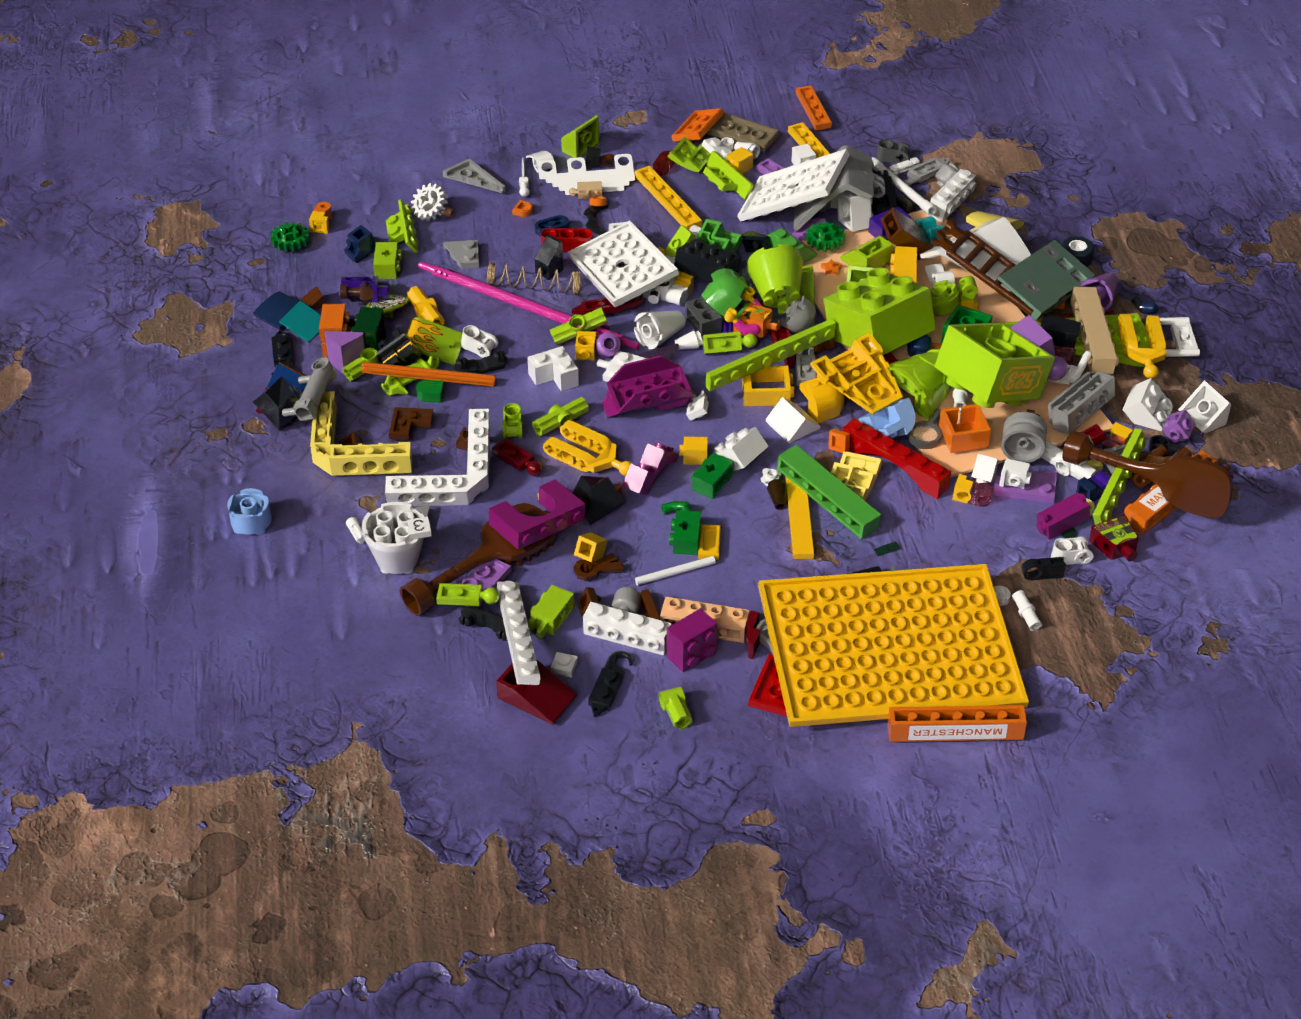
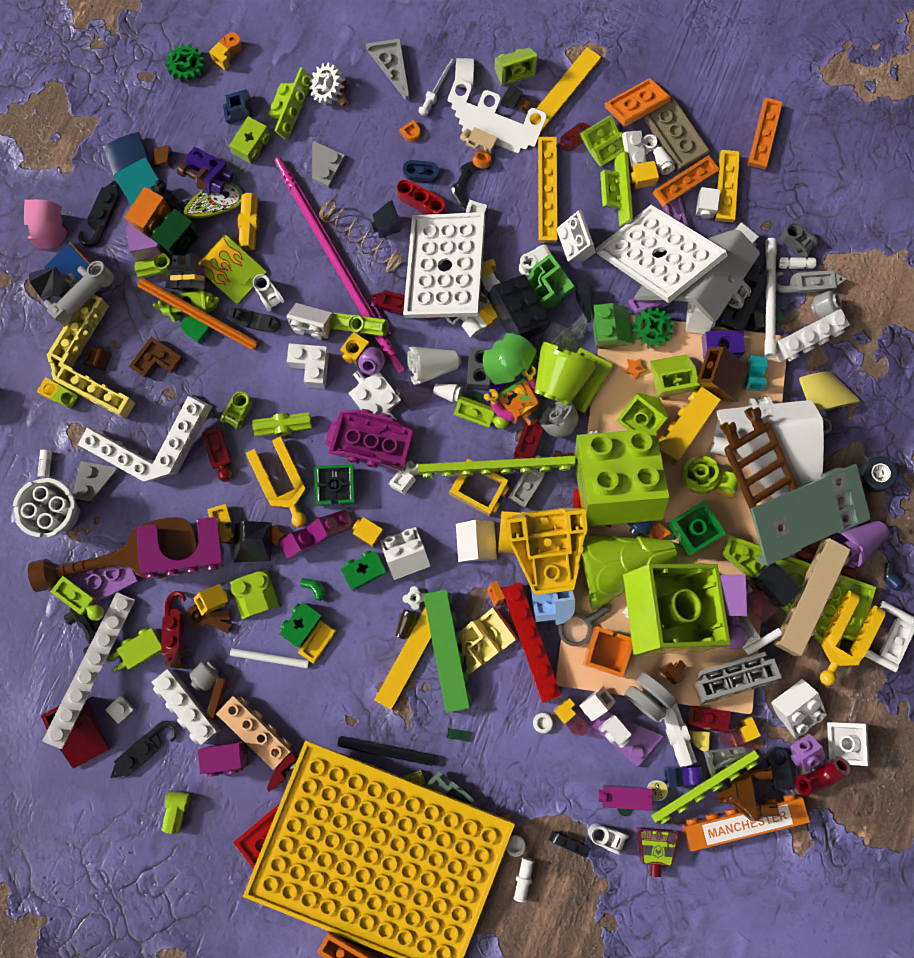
camera: 30 degrees right, 35 degrees up
(240, 372) = (44, 223): none -> bright pink brick
(334, 477) = (57, 393): none -> leg
(419, 528) = (56, 528): white tile -> none
(532, 341) = (310, 321): none -> white slope
(571, 578) = (172, 629): none -> dark red plate
(625, 533) = (254, 593): none -> lime slope
(632, 137) = (566, 87): none -> yellow tile
(639, 430) = (341, 480): none -> piece
(681, 237) = (512, 265): lime plate -> none
(719, 206) = (576, 238): none -> white slope
(775, 151) = (686, 181): none -> orange plate
(951, 508) = (542, 723): none -> white tile
(1185, 480) = (743, 843): reddish brown piece -> none
(1206, 436) = (823, 776): none -> dark red cylinder

